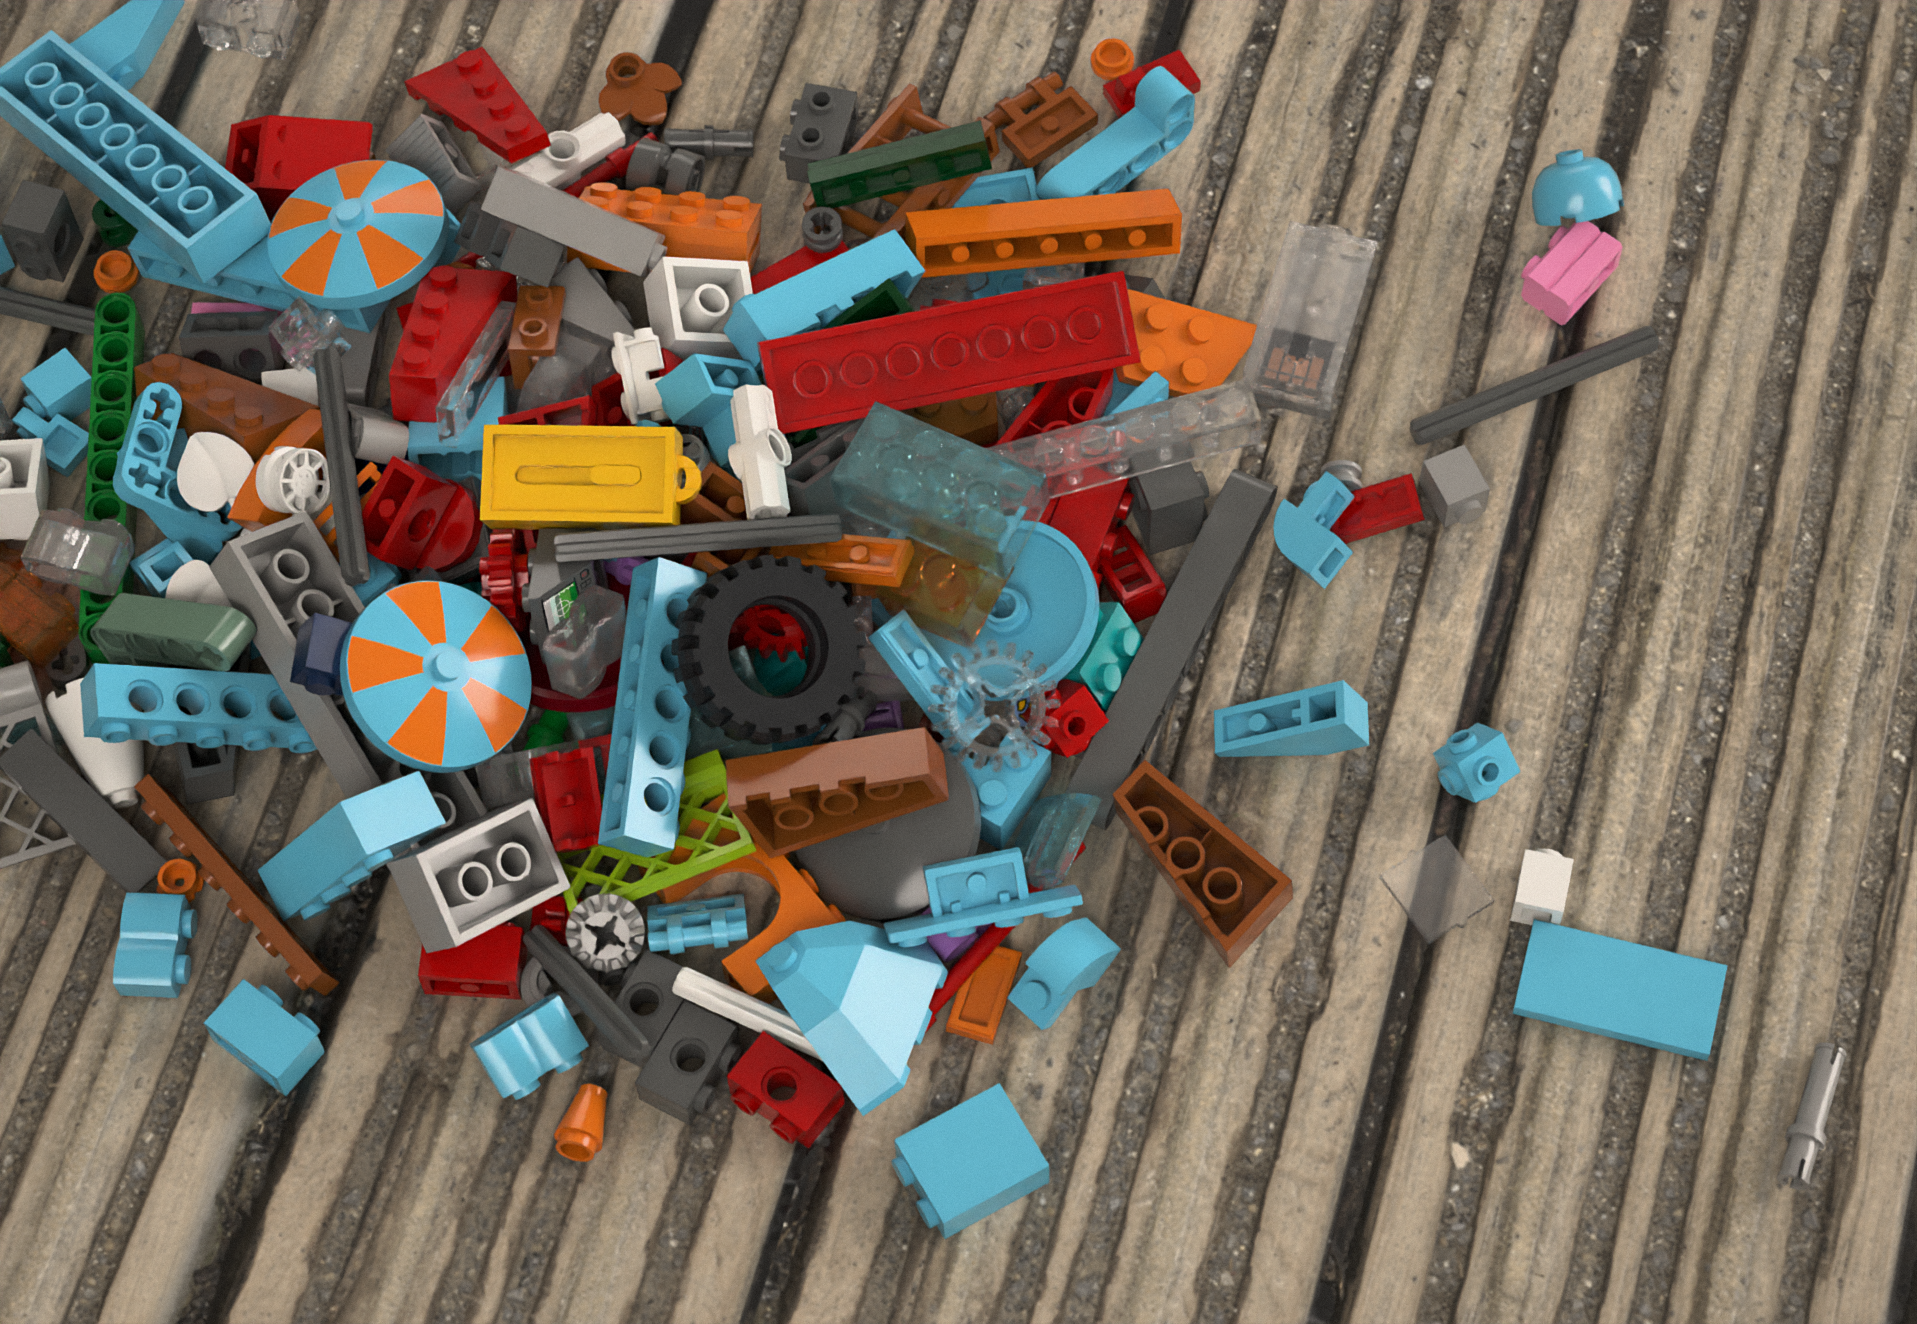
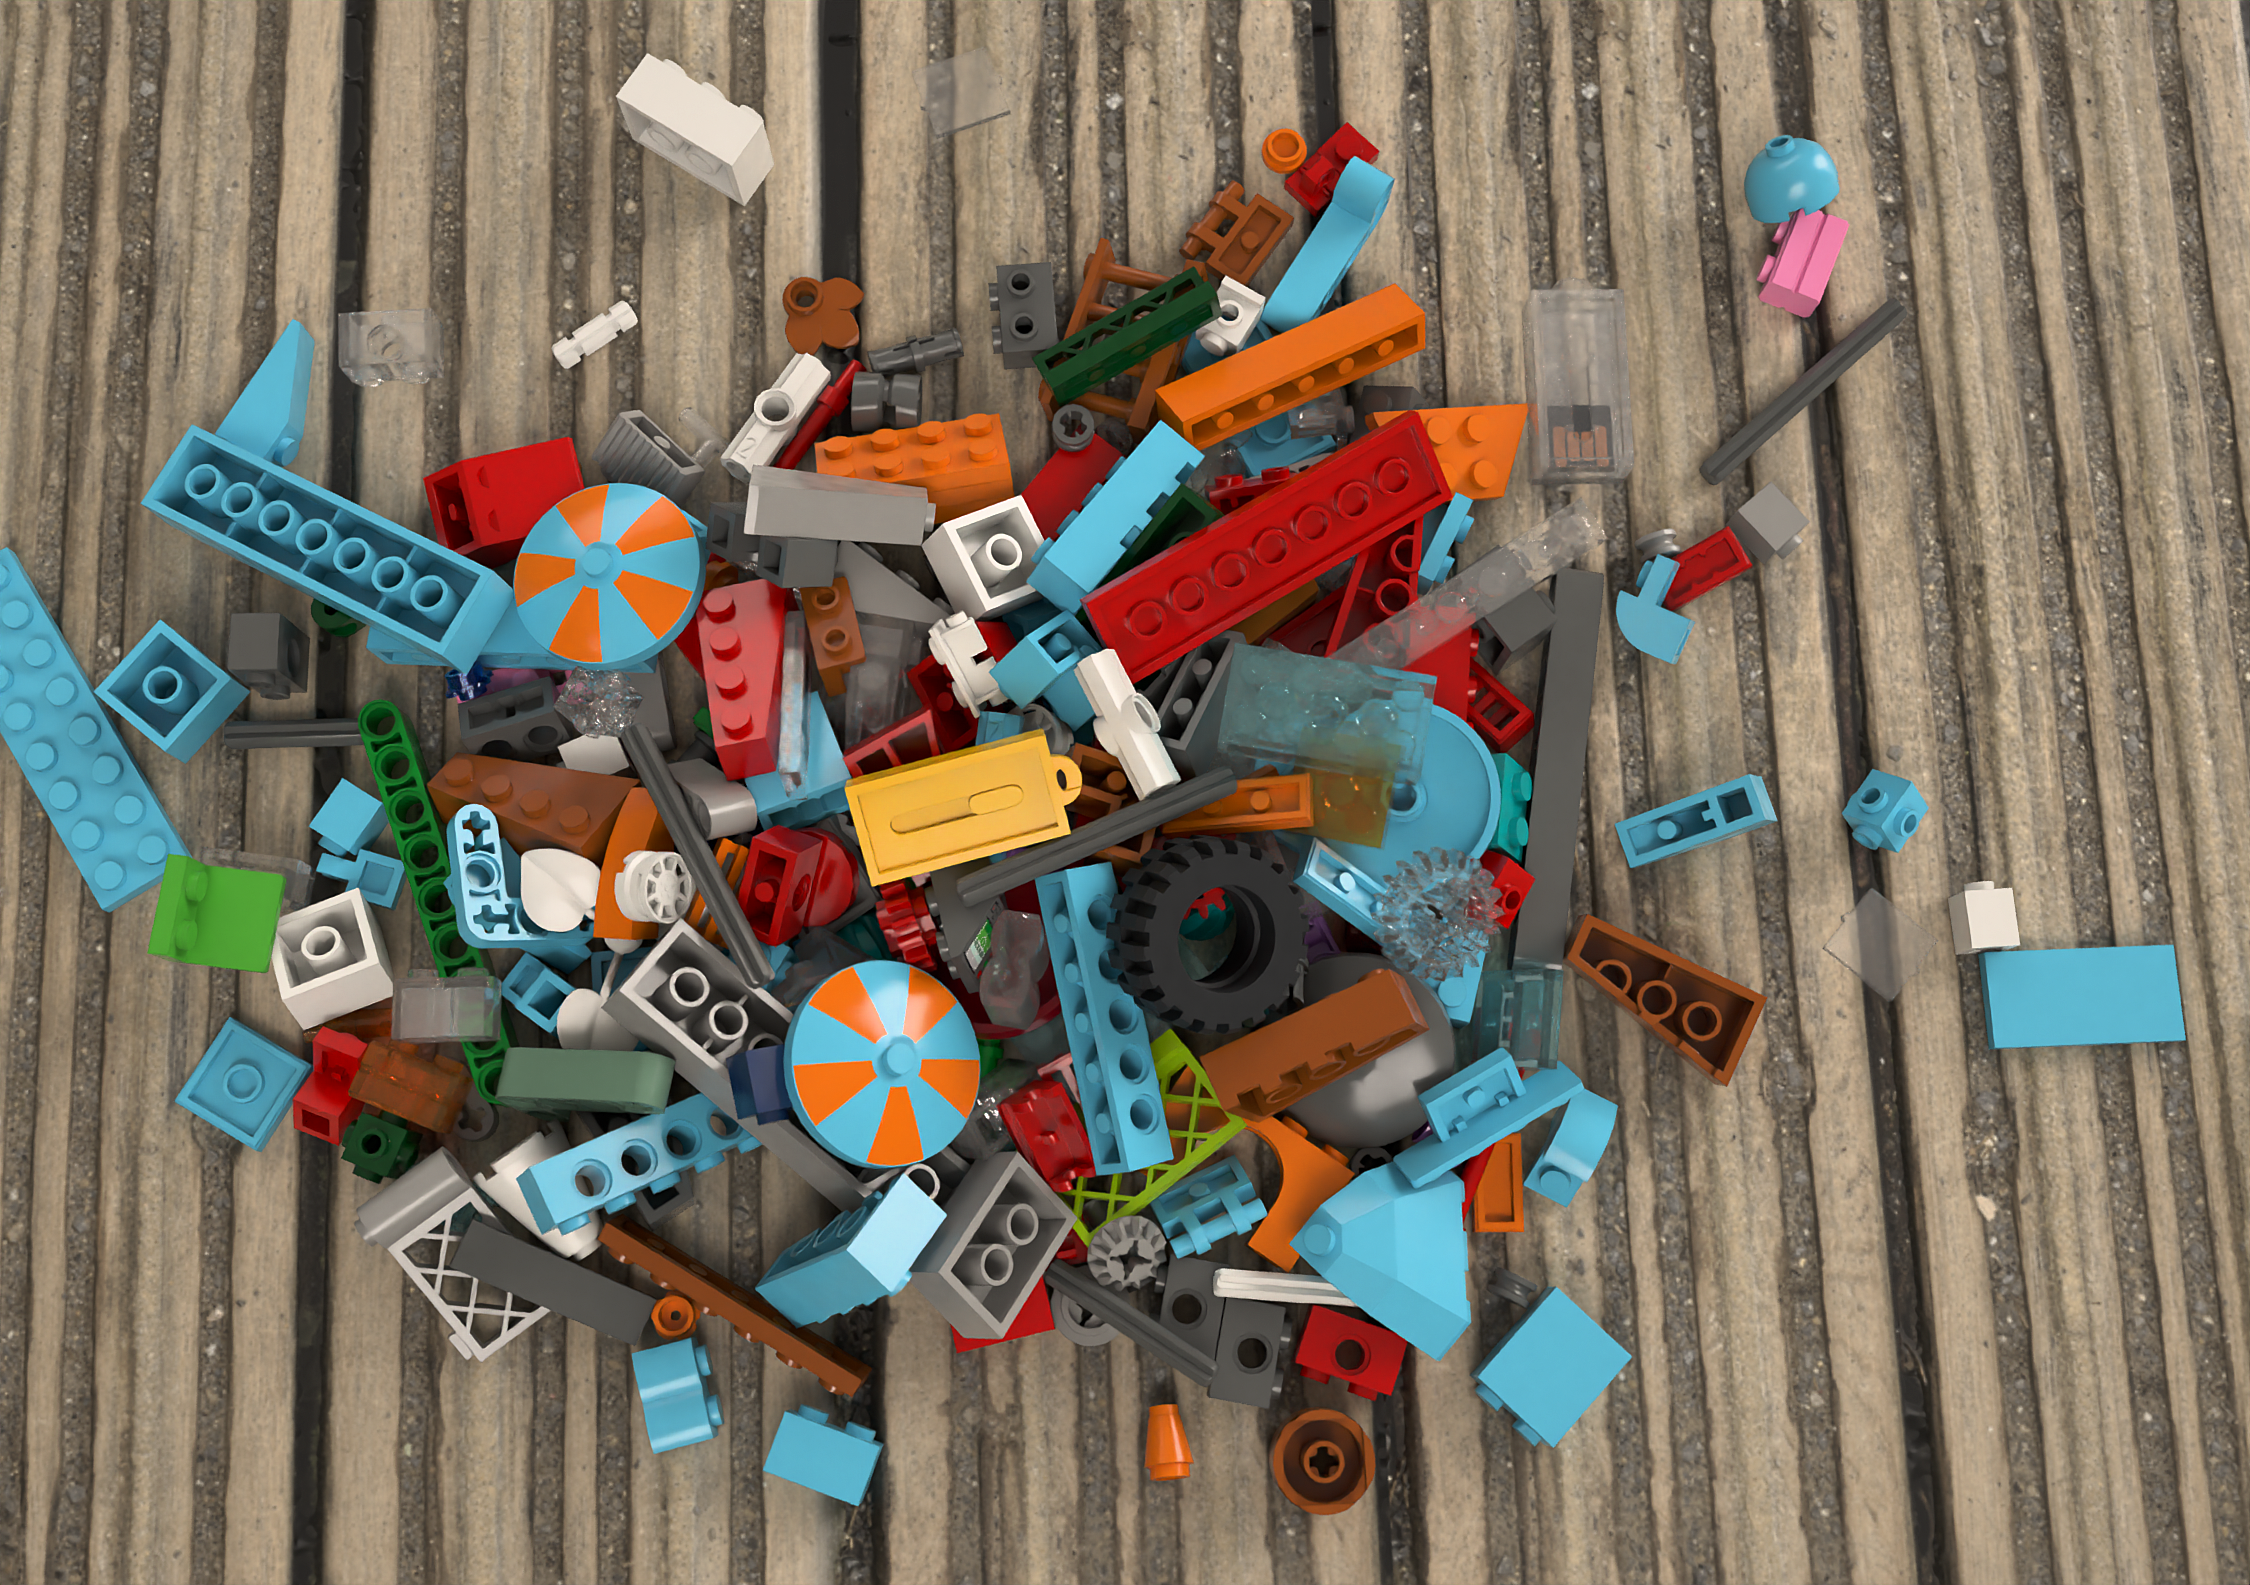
camera: 25 degrees left, 15 degrees up
(116, 272) = (359, 670): orange plate -> none
(204, 298) = (468, 685): none -> clear blue plate
(427, 56) = (594, 334): none -> white axle
(482, 102) = (673, 378): red wing -> none
(530, 1046) = (1089, 1386): medium azure brick -> none
(703, 1151) = (1342, 1480): none -> dark orange brick
(961, 1081) = (1512, 1287): none -> dark grey bush
(1010, 179) = (1243, 307): none -> white brick

